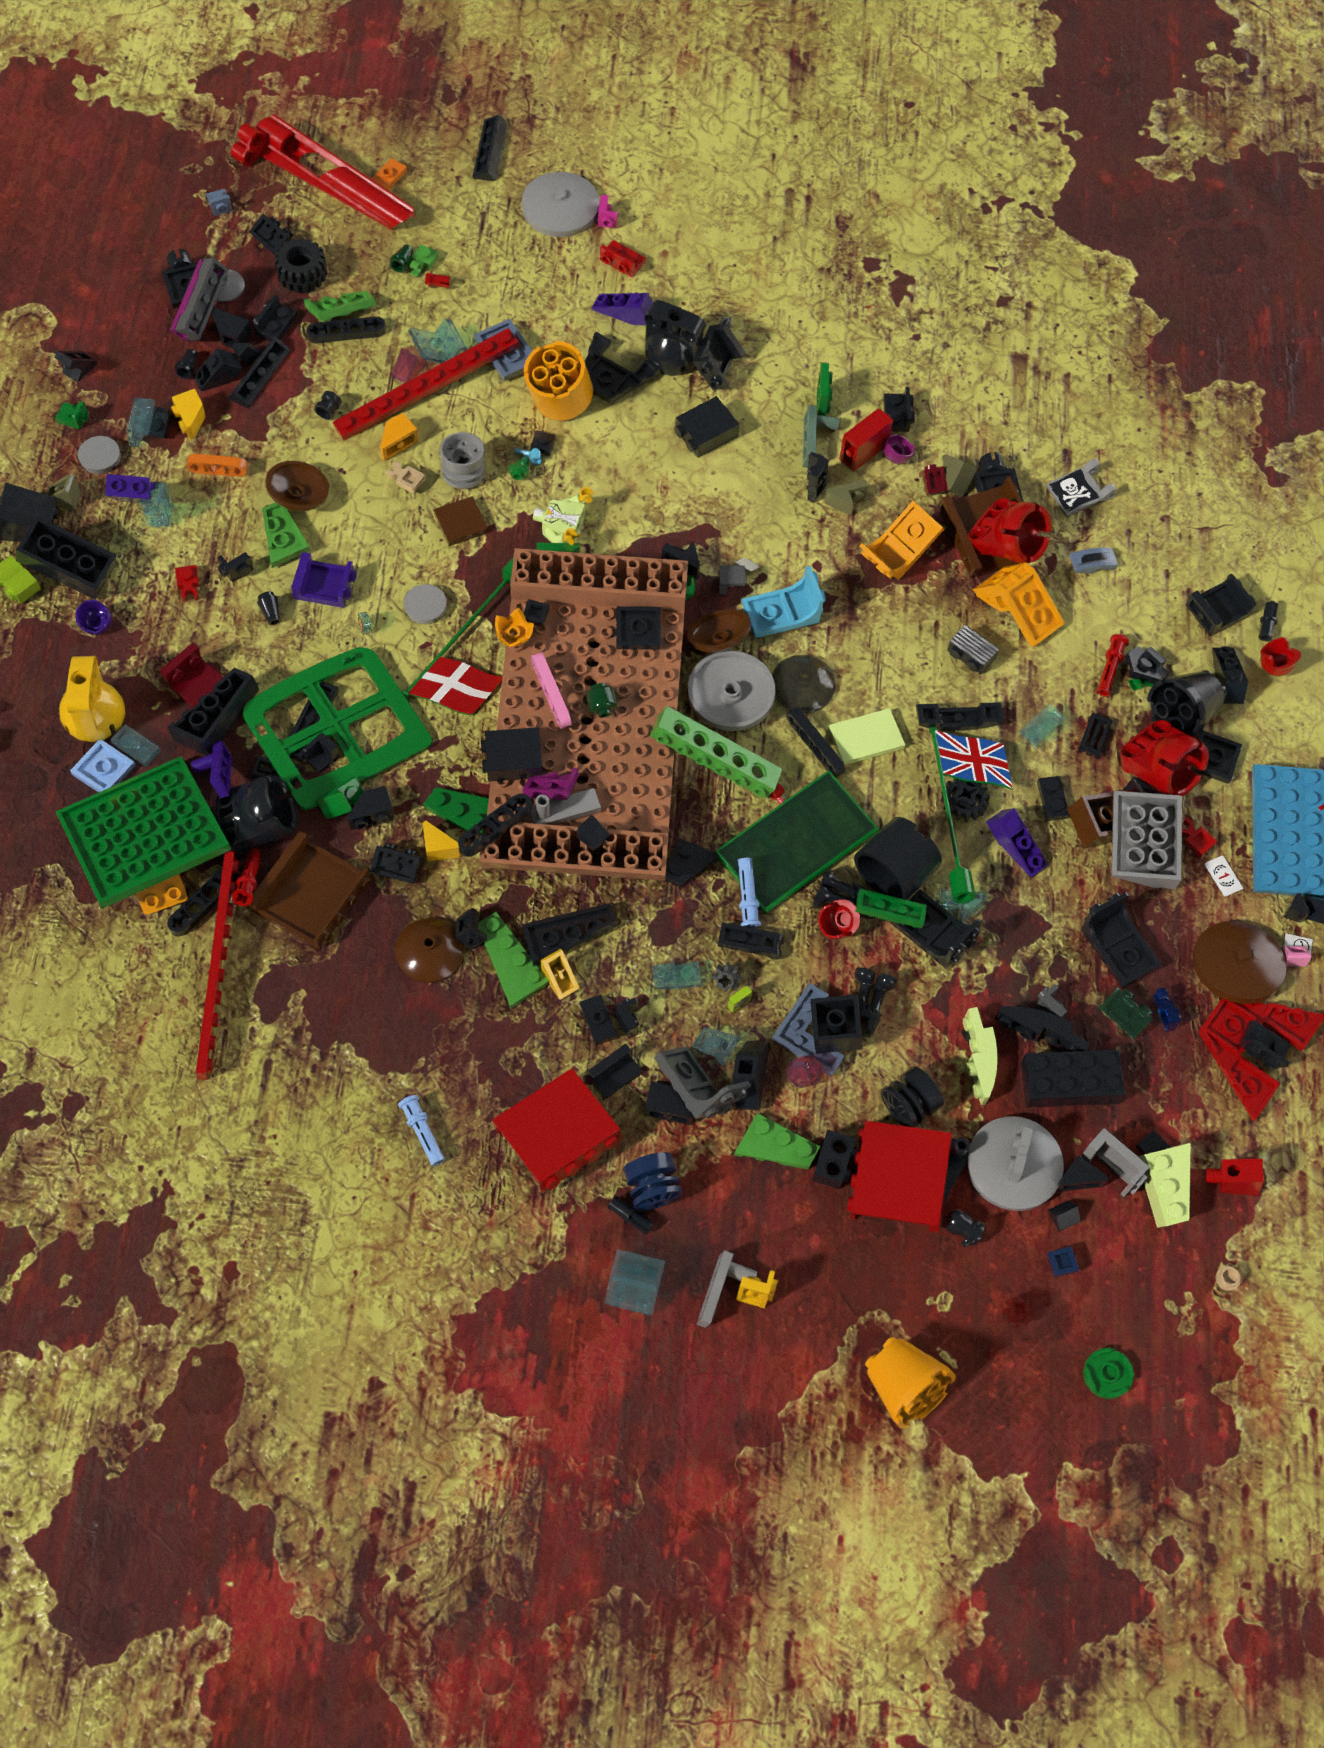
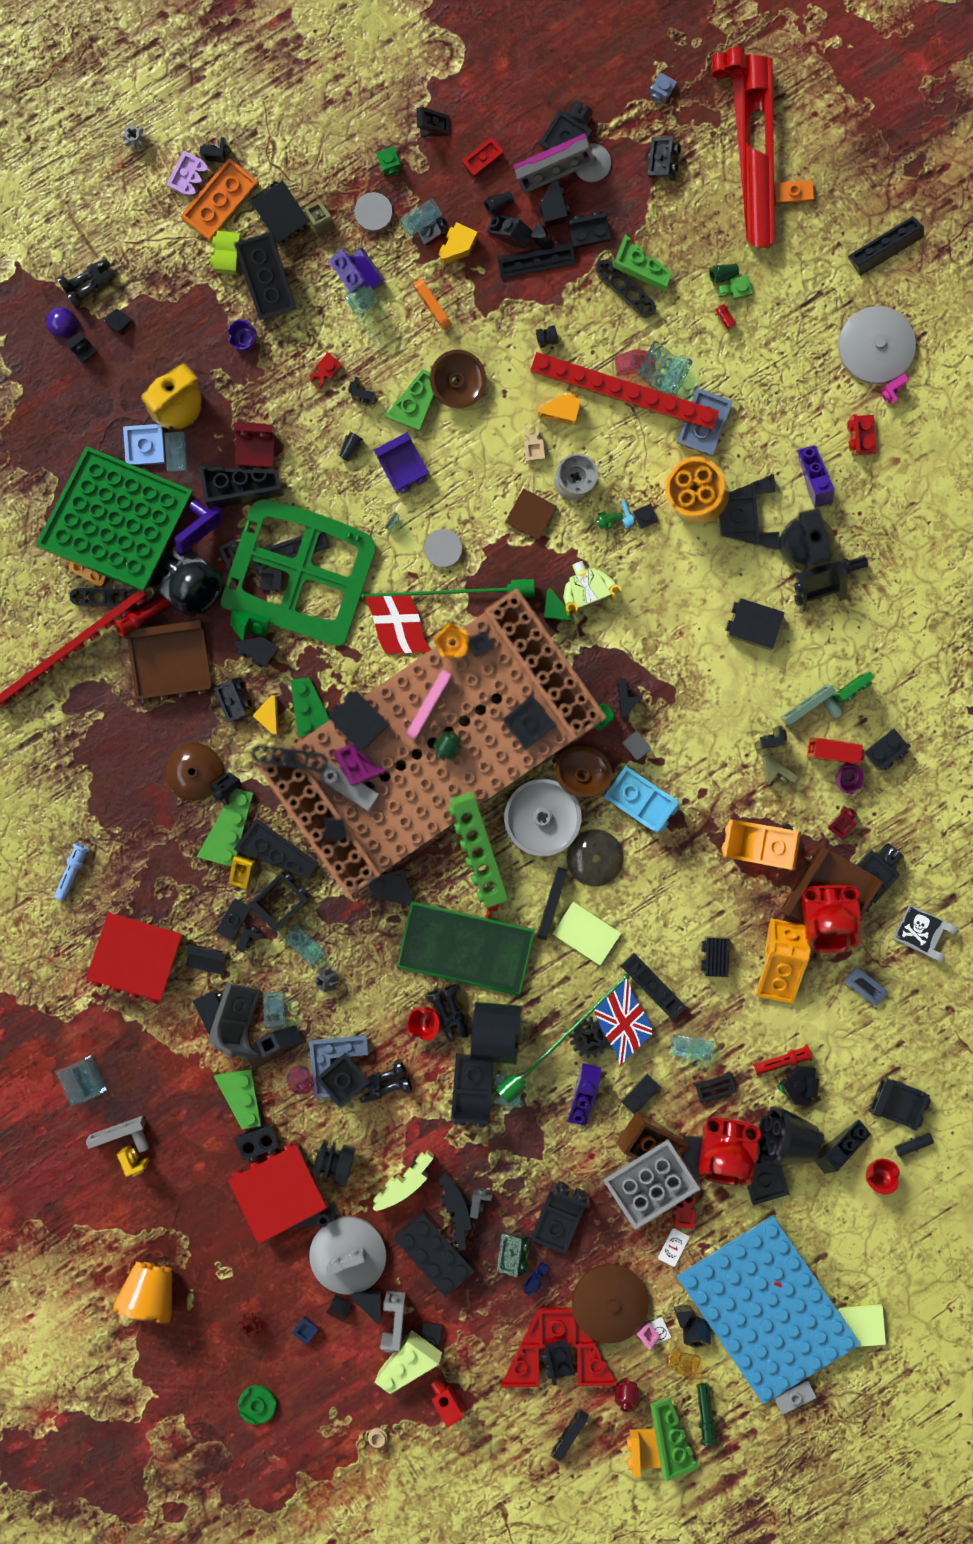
camera: 55 degrees right, 25 degrees up
(140, 349) = (482, 157): none -> red plate
(300, 253) = (657, 191): black tyre -> none
(618, 984) = (265, 915): none -> black window
(630, 1215) = (122, 1043): black axle -> none
(653, 1181) = (148, 1044): dark blue wheel -> none
(739, 999) = (319, 999): lime tile -> none
(748, 564) = (659, 745): white sticker -> none
(749, 903) = (391, 953): light blue pin -> none
(750, 940) = (367, 973): black plate -> none
(890, 908) = (455, 1054): green plate -> none
(957, 474) = (862, 837): olive slope -> none
(963, 1225) = (279, 1253): black animal -> none

